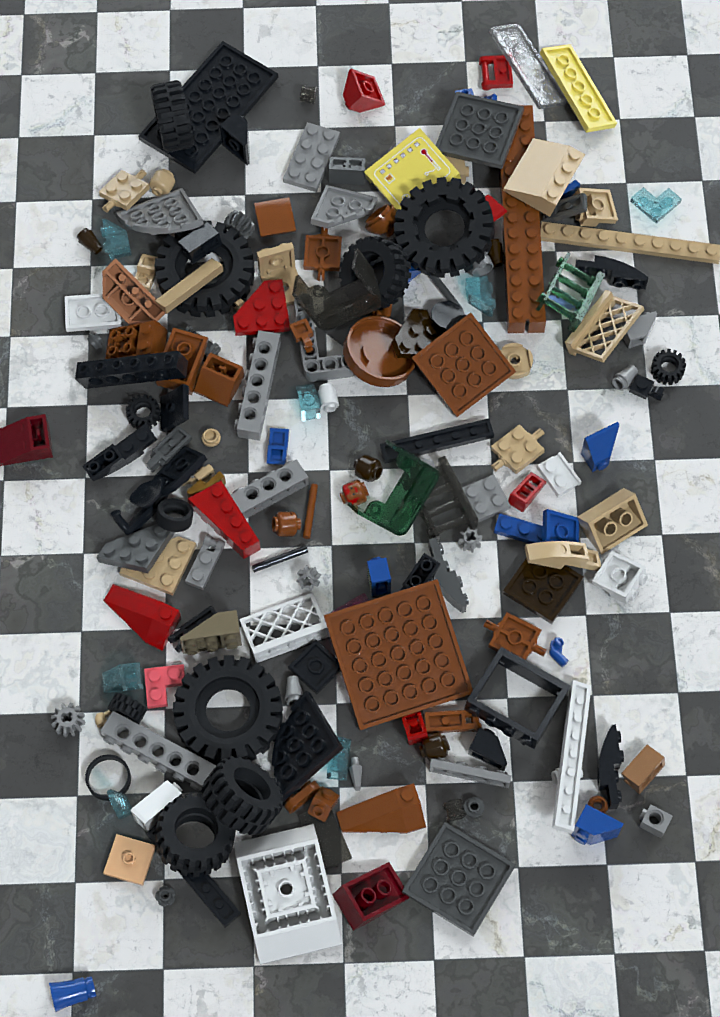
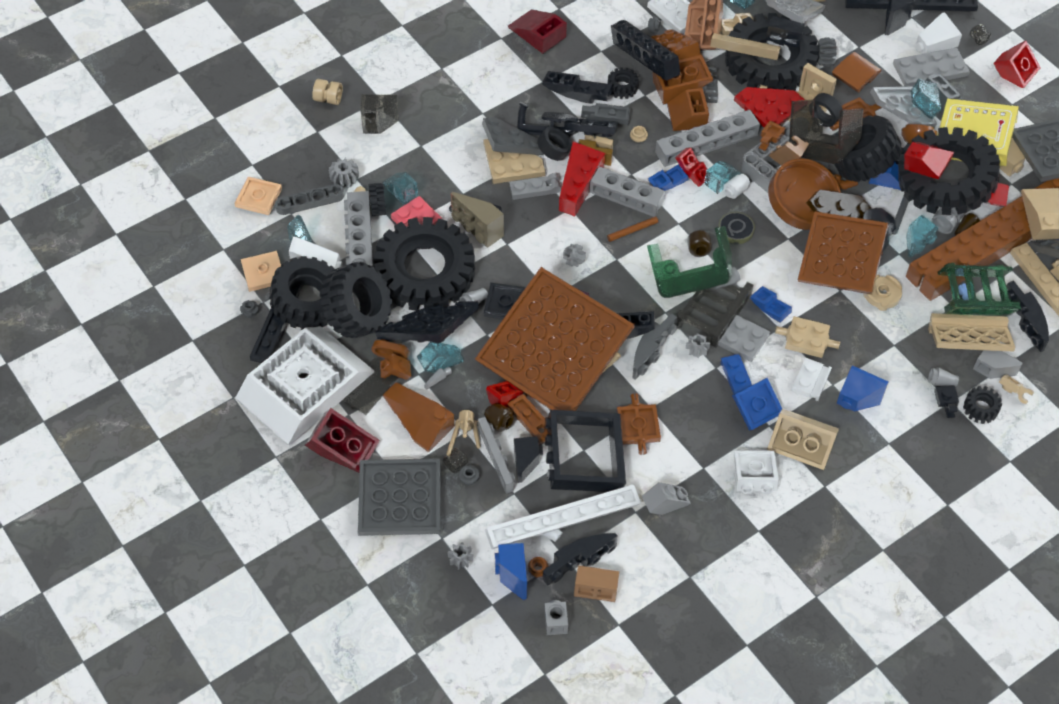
camera: 55 degrees right, 10 degrees down
(22, 647) = (378, 112): none -> clear smoke slope
(37, 814) = (258, 195): none -> light nougat plate
(71, 768) = (309, 199): none -> dark grey beam
(71, 992) = (133, 288): blue plant -> none
(102, 758) = (319, 207): black tyre -> none
(146, 616) = (461, 173): red wedge -> none
(174, 408) = (640, 96): black plate -> none
(280, 558) = (580, 233): black bar -> none
(284, 419) = (691, 166): none -> red slope
(286, 127) = (938, 36): none -> white slope
(286, 524) = (607, 217): dark orange head -> none
(289, 640) = (514, 272): white fence -> none
(309, 270) = (831, 105): none -> black tyre
(335, 332) = (789, 151): none -> medium nougat hinge
(350, 186) = (926, 97): none -> clear light blue slope
(354, 492) = (670, 246): dark orange head -> none
(369, 427) = (738, 227): none -> black tile
(378, 576) = (612, 294): blue brick -> none
(420, 777) = (465, 422): none -> tan plant
(429, 235) = (927, 159): none -> red slope
(440, 439) = (769, 279): black plate -> none
(466, 455) = (769, 304): none -> blue slope
(520, 501) = (764, 365): red slope -> none
(543, 588) = (702, 419): dark brown plate -> none
(552, 867) = (458, 550): none -> light grey gear
(556, 651) = (652, 461): blue arm -> none
(561, 553) = (741, 415): tan slope -> none
(600, 663) = (665, 498): none -> light grey slope
(666, 332) = (1012, 385): none -> tan plate

